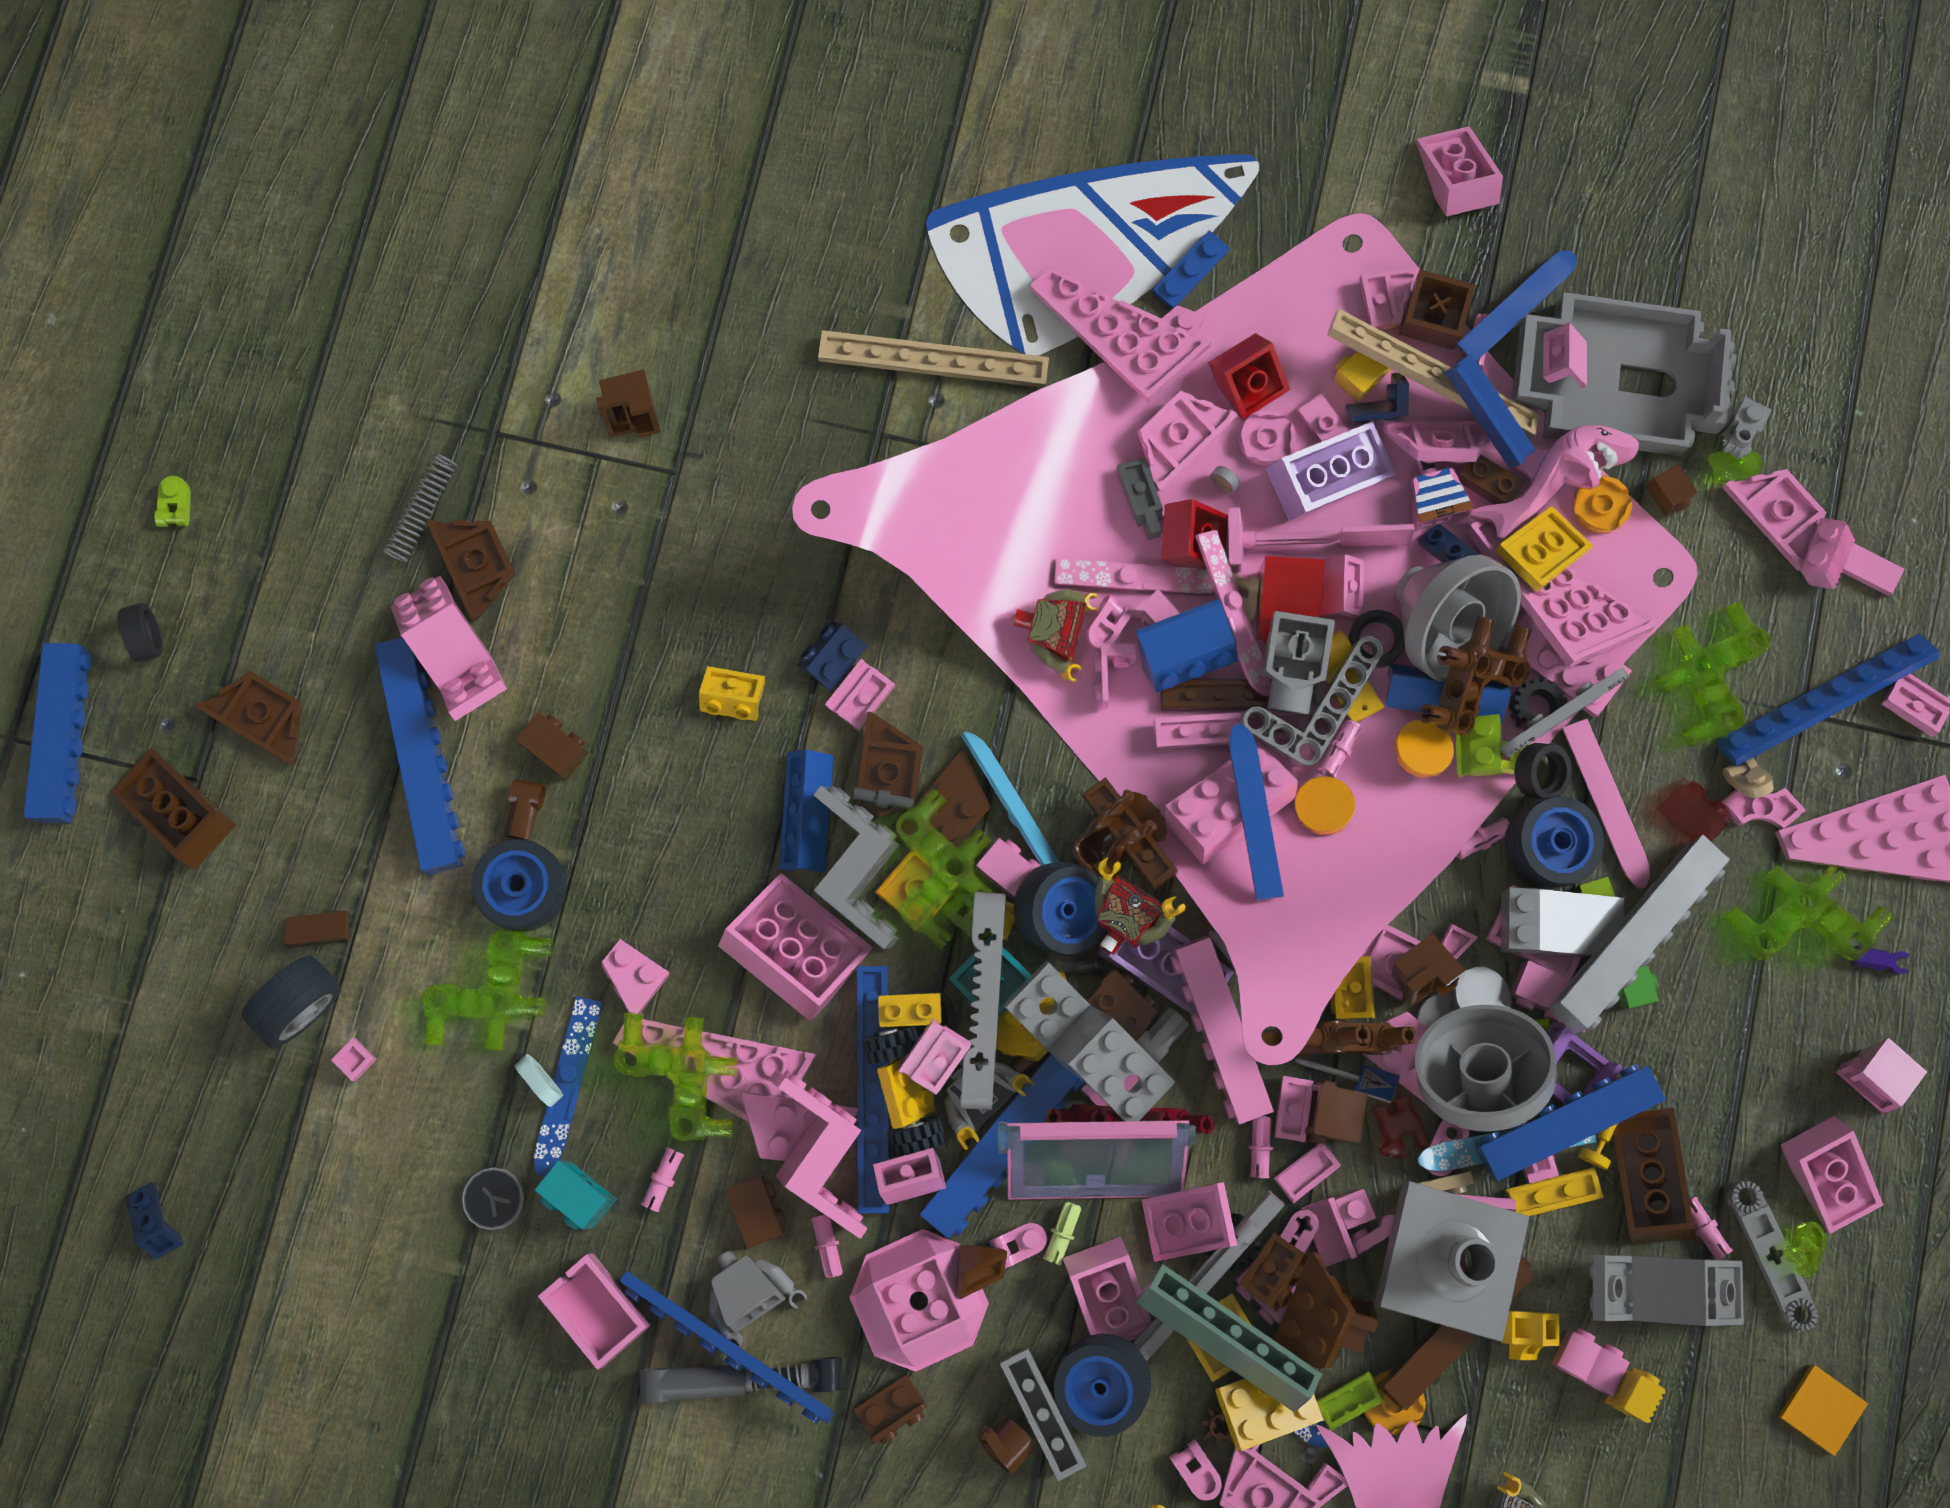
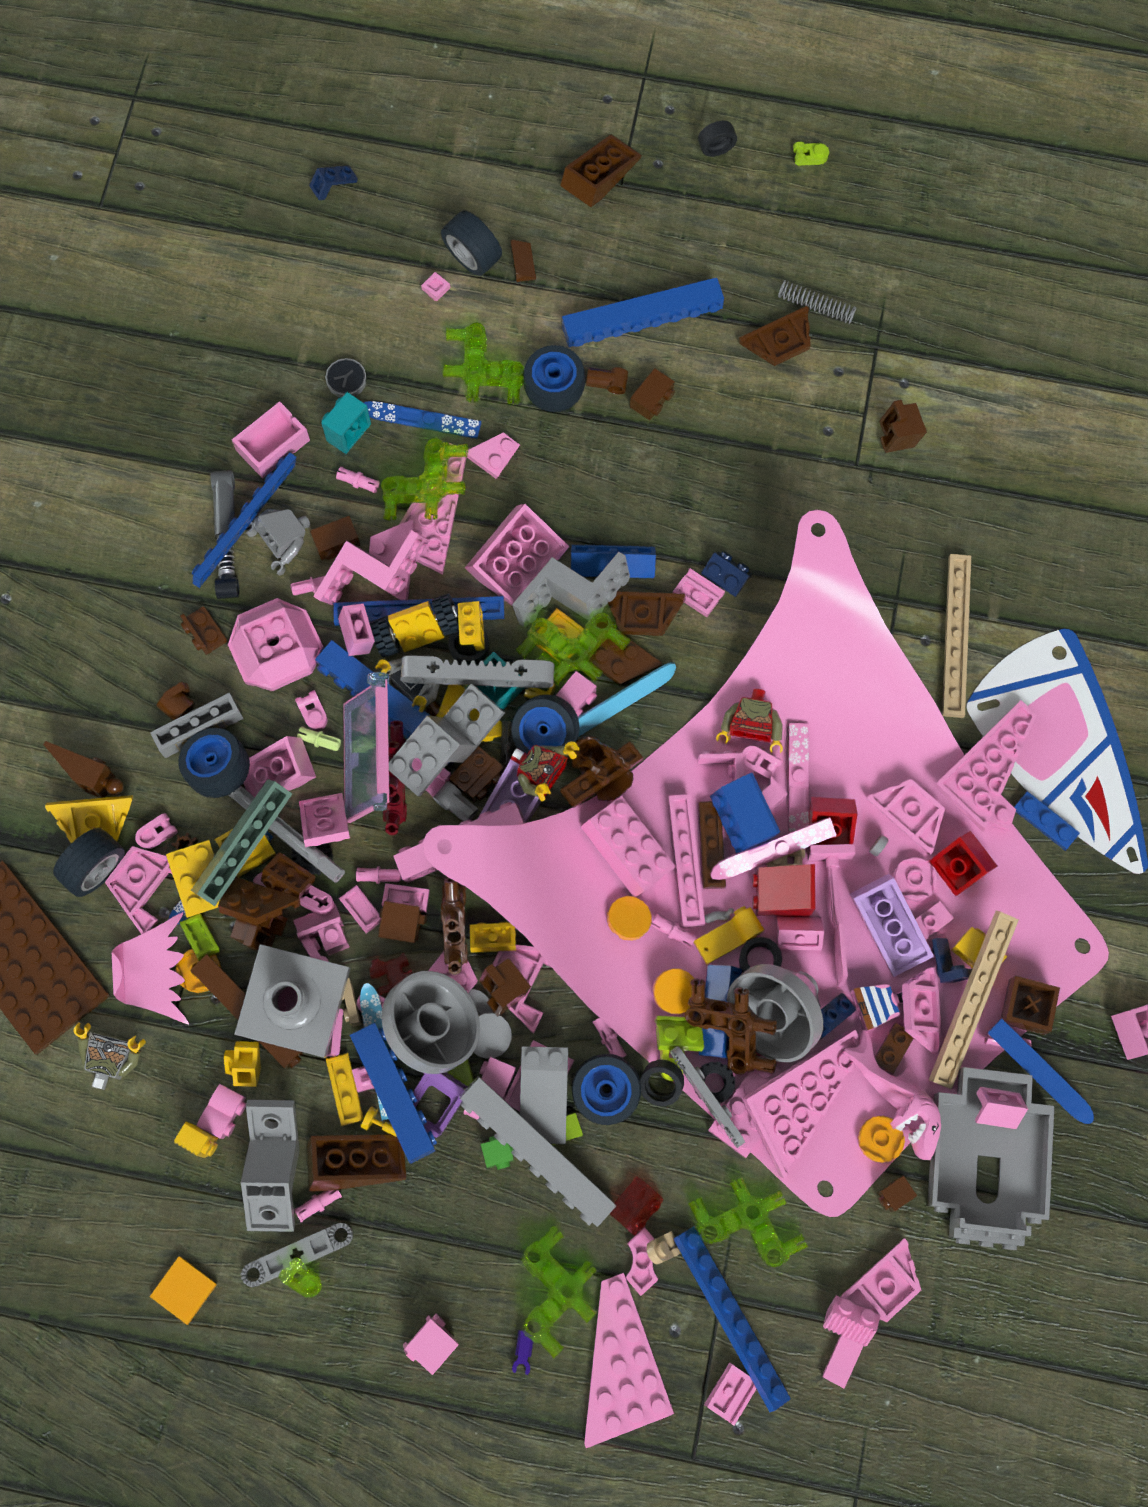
camera: 85 degrees right, 5 degrees down
(57, 733) = (648, 99): blue brick -> none
(259, 714) = (666, 215): reddish brown wing -> none
(447, 647) = (716, 320): bright pink bracket -> none
(538, 1080) = (423, 398): light aqua beam -> none
(731, 693) = (695, 507): yellow bracket -> none
(883, 798) = (622, 607): dark grey bar -> none
(934, 1056) = (435, 636): bright pink plate -> none
(978, 1268) = (294, 678): reddish brown slope -> none
(1141, 496) = (861, 784): dark grey hinge -> none
(1255, 814) = (616, 855): blue piece -> none
(1296, 659) = (736, 889): light grey brick -> none
(1323, 710) = (699, 913): light grey beam -> none
(1373, 1081) = (423, 954): piece -> none
(1386, 296) = (1039, 966): bright pink wing -> none
(1490, 411) = (947, 1042): blue panel -> none
(1544, 548) = (839, 1086): yellow plate -> none
(1608, 802) = (641, 1137): bright pink piece -> none
(1740, 469) = (924, 1257): clear neon green plate -> none
(1744, 427) = (952, 1253): light grey brick -> none
(1832, 1173) = (356, 1303): bright pink slope -> none

